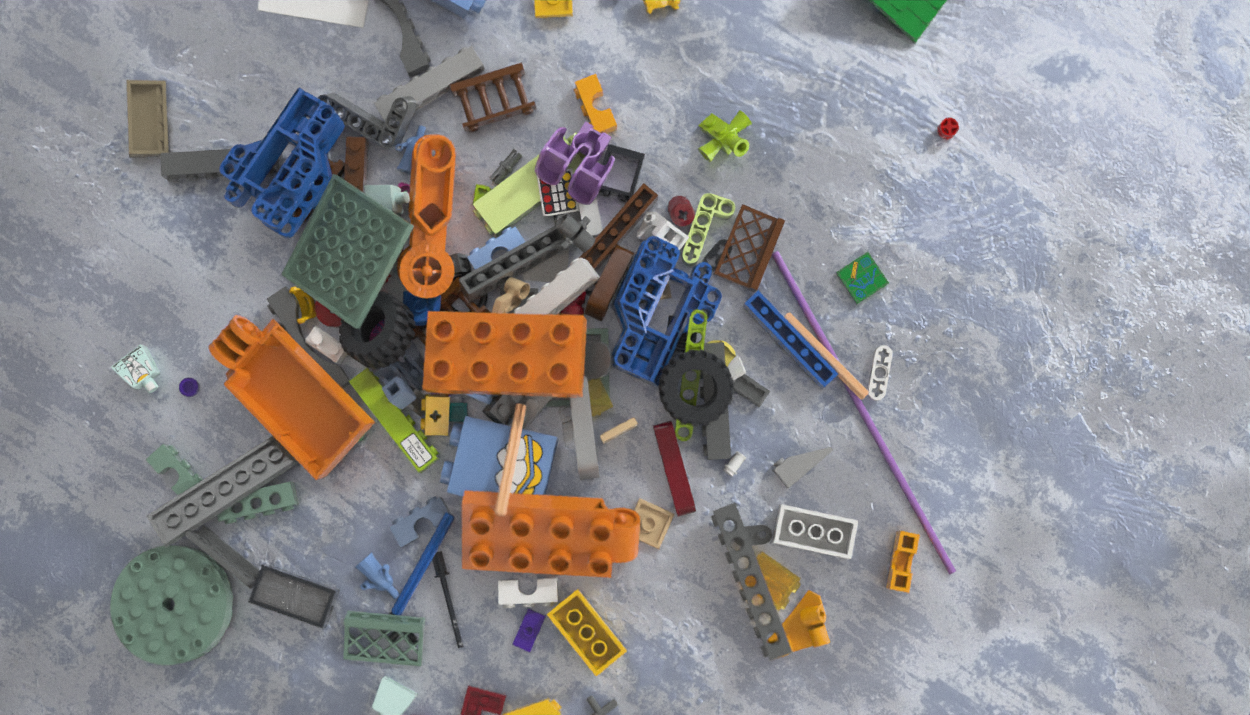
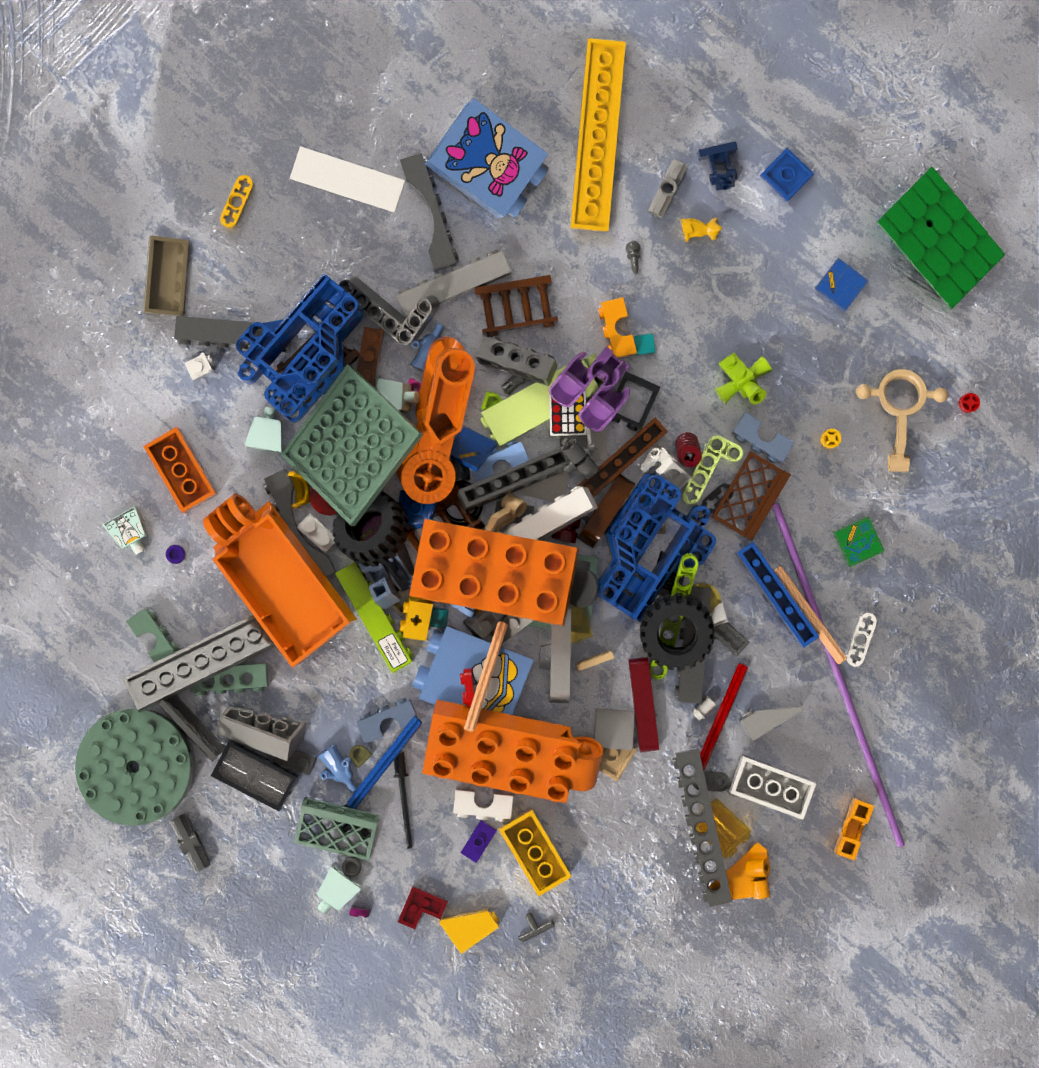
camera: 10 degrees right, 5 degrees up
(183, 302) = (180, 470): none -> orange brick
(191, 200) = (200, 366): none -> white bracket
(199, 49) = (237, 186): none -> yellow beam
(237, 674) = (189, 843): none -> dark grey piece
(263, 254) = (266, 432): none -> light aqua torso
(296, 551) = (262, 732): none -> light grey wedge
(333, 574) = (298, 761): none -> dark grey plate
(398, 560) = (359, 755): none -> olive tile
(404, 675) = (351, 867): none -> dark grey tile
(467, 240) = (471, 448): none -> blue tile
(492, 465) = (466, 679): none -> red plate
(507, 155) = (542, 374): none -> dark grey brick
(599, 30) = (633, 249): none -> dark grey bar
(624, 117) = (644, 344): none -> teal tile
(649, 496) = (614, 728): none -> light grey slope
(736, 187) = (747, 431): none -> sand blue arch
(754, 466) = (722, 714): none -> red axle
(806, 34) = (841, 284): none -> blue tile
(821, 178) = (833, 436): none -> yellow wheel
(888, 193) = (898, 461): none -> tan piece

